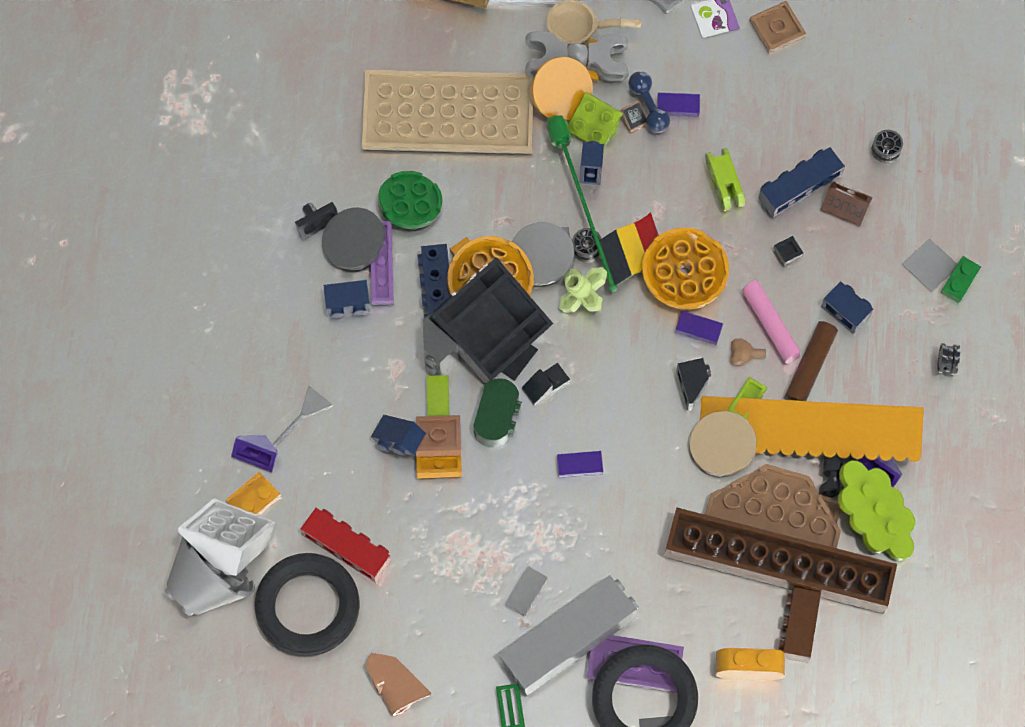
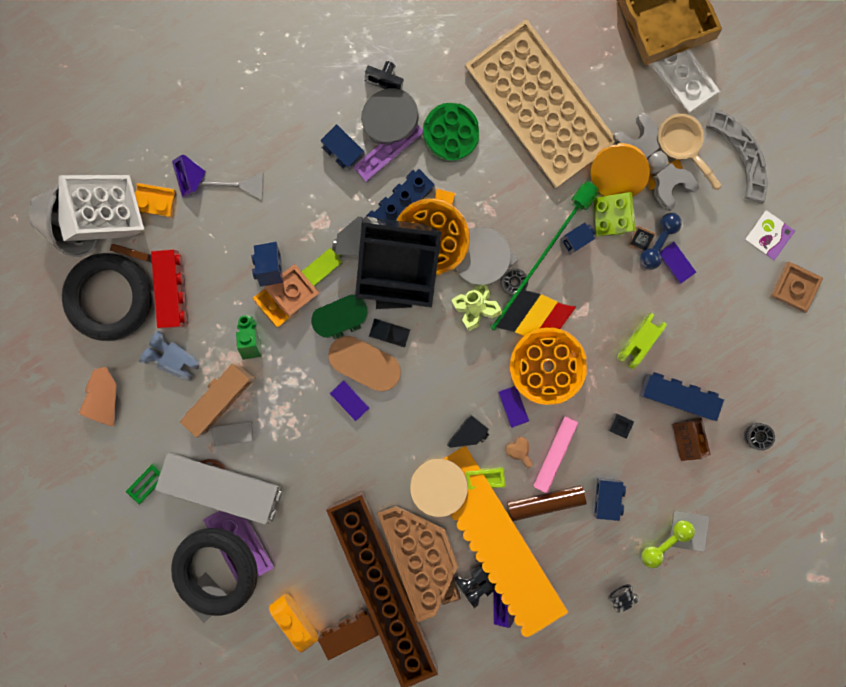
camera: 55 degrees right, 20 degrees up
(286, 550) = (131, 252): none -> reddish brown tile
(415, 592) = (171, 360): none -> sand blue piece
(452, 506) = (247, 338): none -> green brick
(485, 572) = (217, 399): none -> medium nougat brick
(556, 425) = (364, 363): none -> medium nougat tile
(876, 510) = (469, 629): lime plate -> none
(929, 307) = (653, 556): none -> lime piece
(960, 279) = (693, 561): green plate -> none

